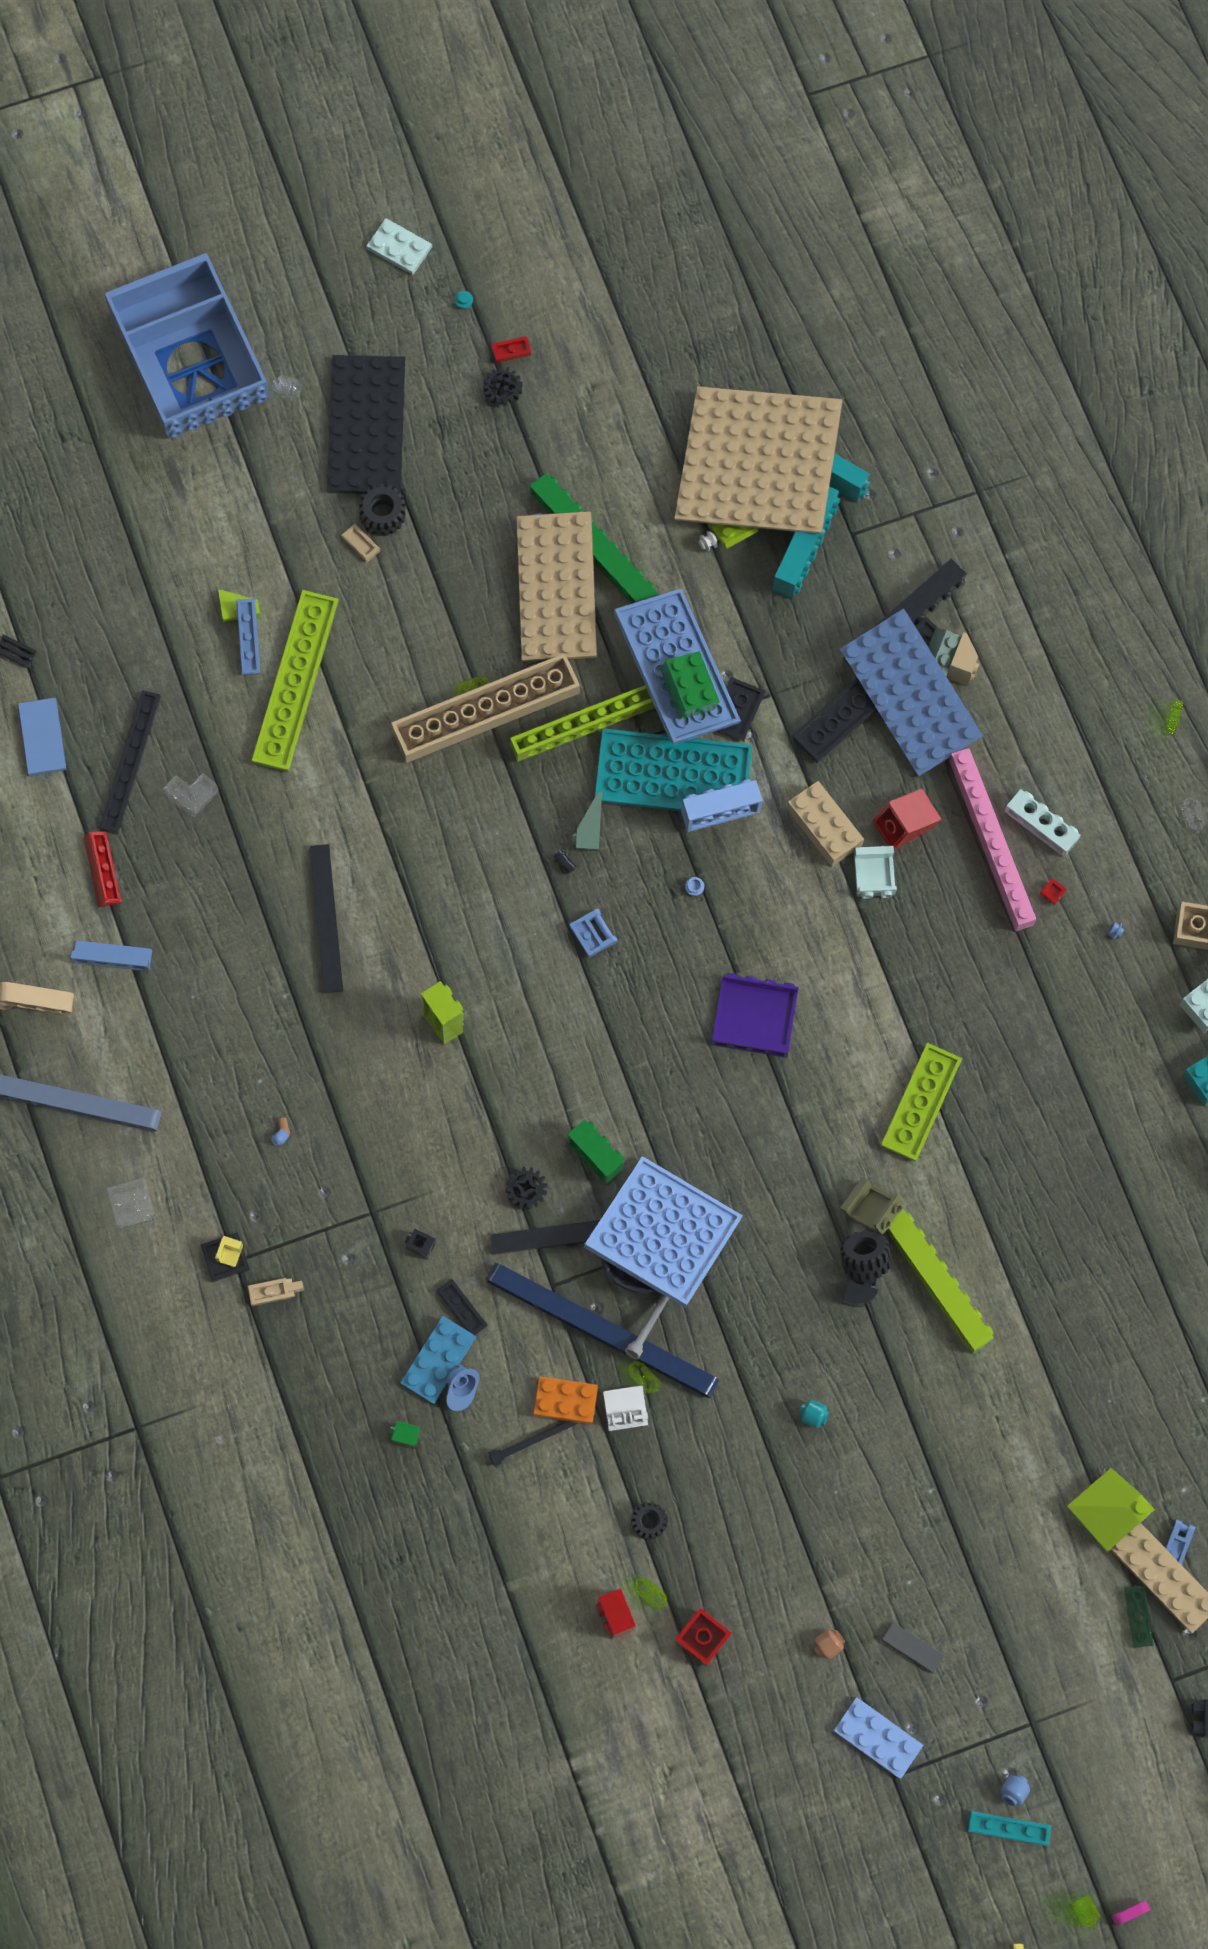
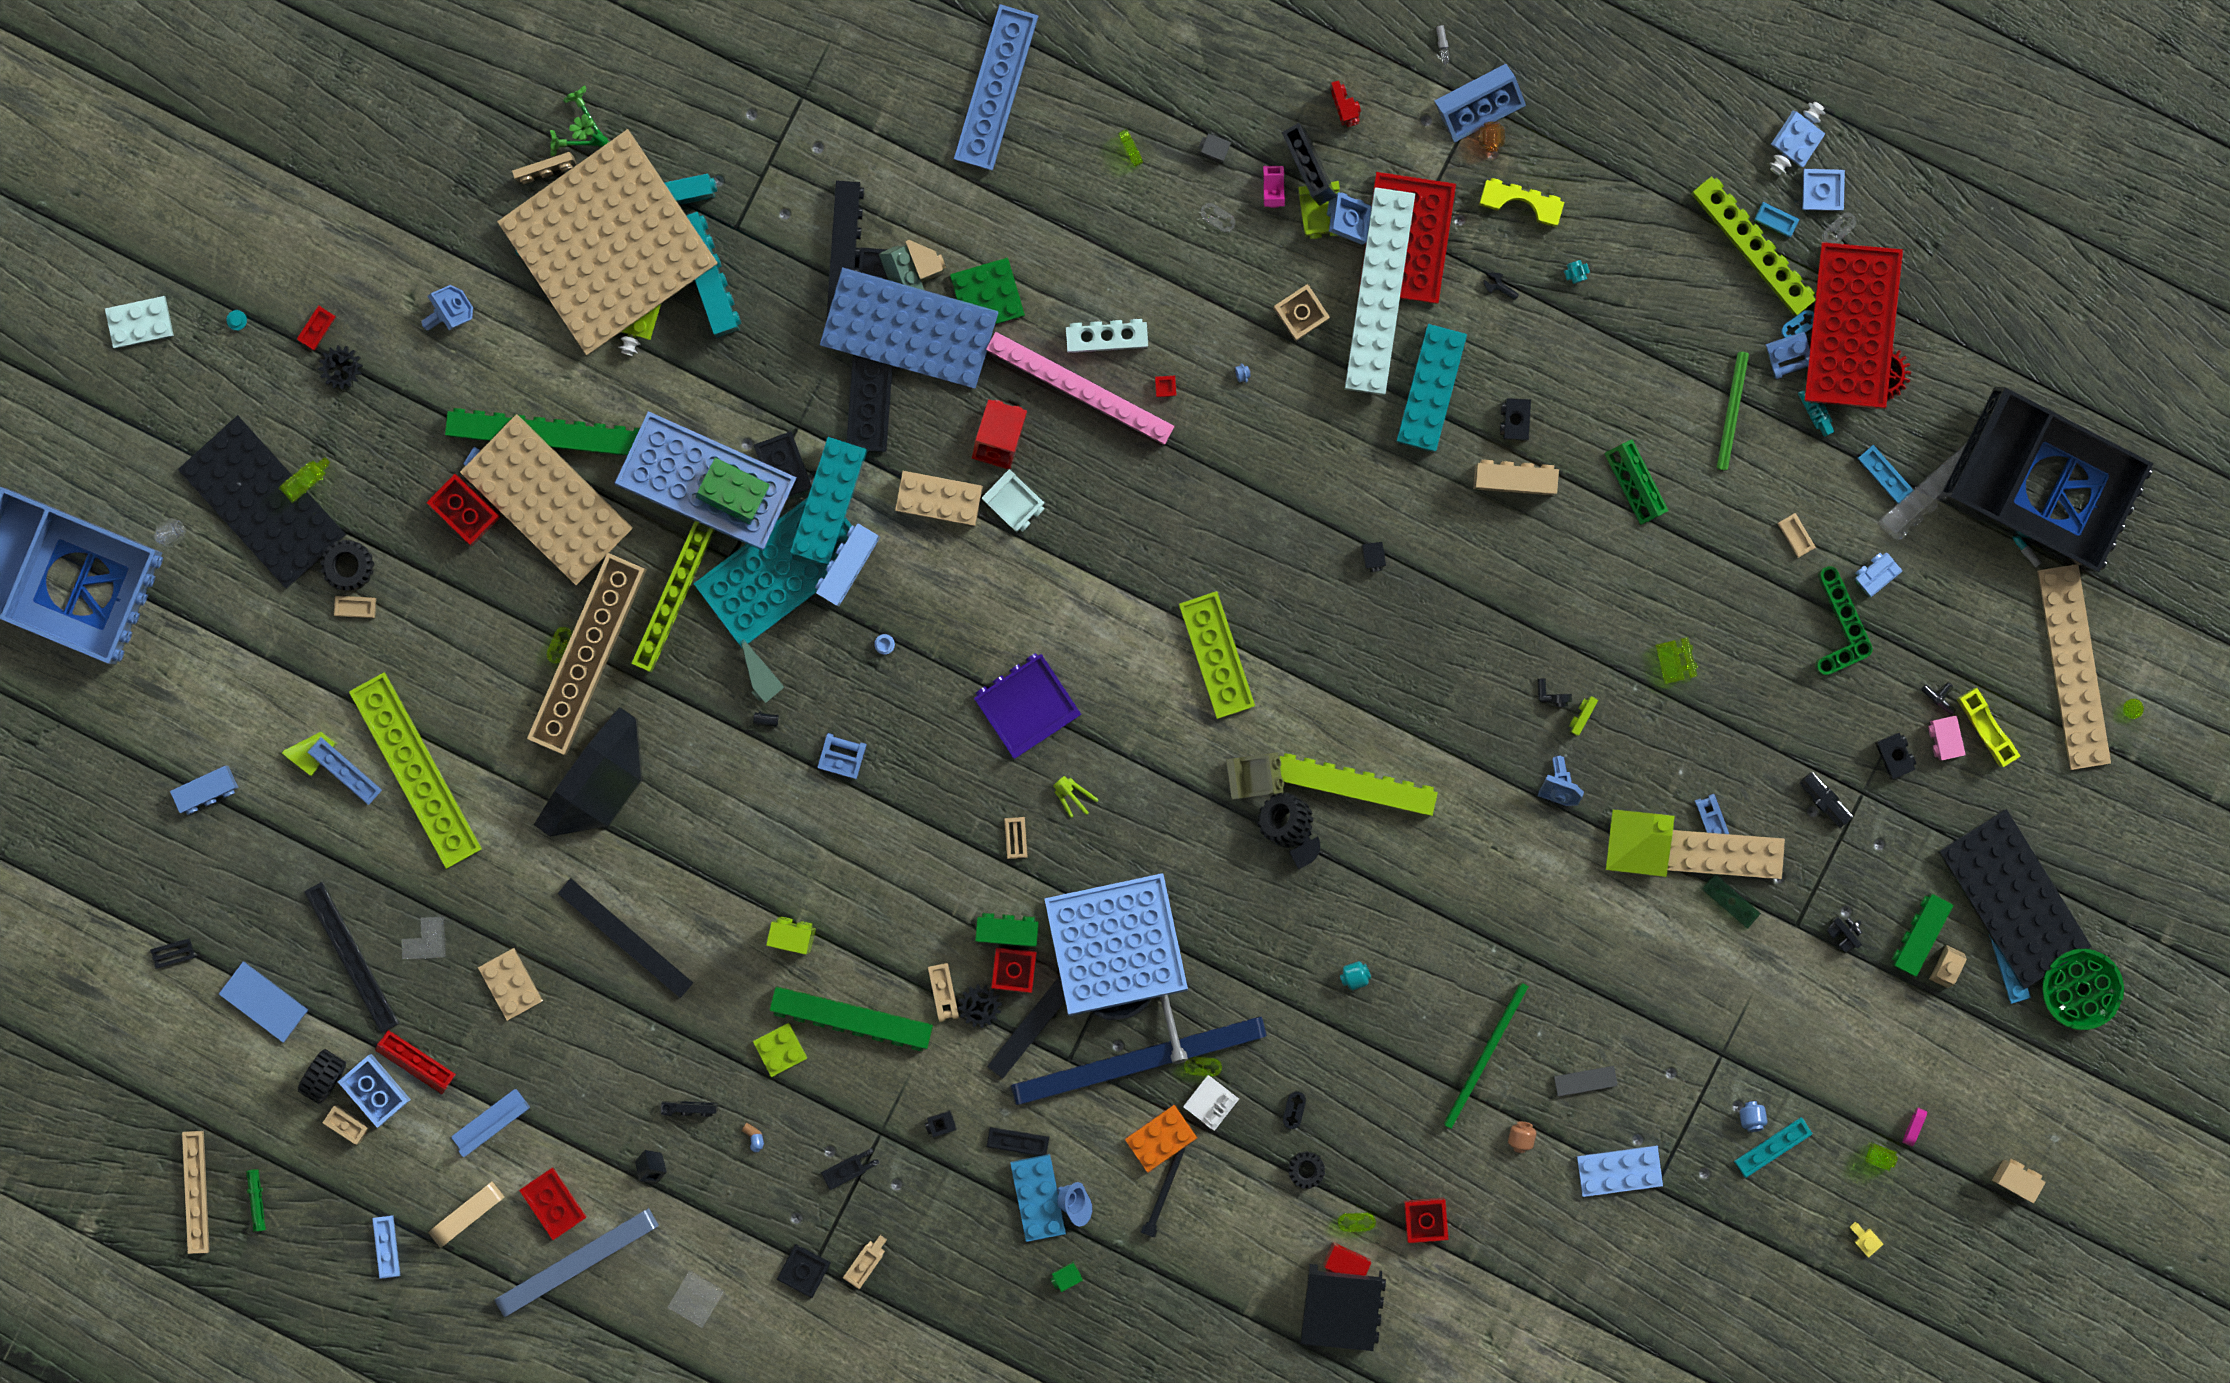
camera: 40 degrees left, 15 degrees up
(15, 865) = (346, 1124): none -> tan panel
(31, 815) = (321, 1076): none -> black tyre
(56, 859) = (374, 1090): none -> light blue brick
(99, 1048) = (553, 1203): none -> red plate
(143, 566) = (204, 790): none -> medium blue brick
(190, 1085) = (650, 1166): none -> black panel
(218, 877) = (510, 984): none -> tan plate
(229, 1251) = (804, 1266): light yellow panel -> none
(244, 1059) = (687, 1108): none -> black hinge
(324, 1215) = (847, 1169): none -> black hinge
(358, 1090) = (780, 1049): none -> lime plate
(409, 432) = (304, 479): none -> clear neon green hinge
(409, 793) = (598, 780): none -> black panel
(429, 1113) = (851, 1017): none -> green brick
(495, 543) = (463, 509): none -> red brick
(510, 1155) = (943, 991): none -> tan plate
(574, 1183) = (1014, 969): none -> red brick
(582, 1643) = (1342, 1310): none -> black panel
(612, 413) = (450, 307): none -> medium blue piece
(645, 1106) = (1024, 843): none -> tan tile
(677, 1466) = (1289, 1108): none -> black beam
(728, 1094) = (1065, 788): none -> lime plant
(749, 753) = (828, 501): none -> teal brick
(760, 379) = (544, 168): none -> tan plate
(810, 373) = (581, 129): none -> bright green plant
(856, 1559) = (1485, 1055): none -> green tile
(994, 721) = (990, 287): none -> green plate
(1085, 1416) = (1559, 788): none -> medium blue piece
(1096, 1135) = (1374, 556): none -> black brick
(1116, 598) = (996, 87): none -> medium blue plate
(1142, 1356) = (1560, 699): none -> black plate
(1156, 1378) = (1579, 722): none -> lime plate

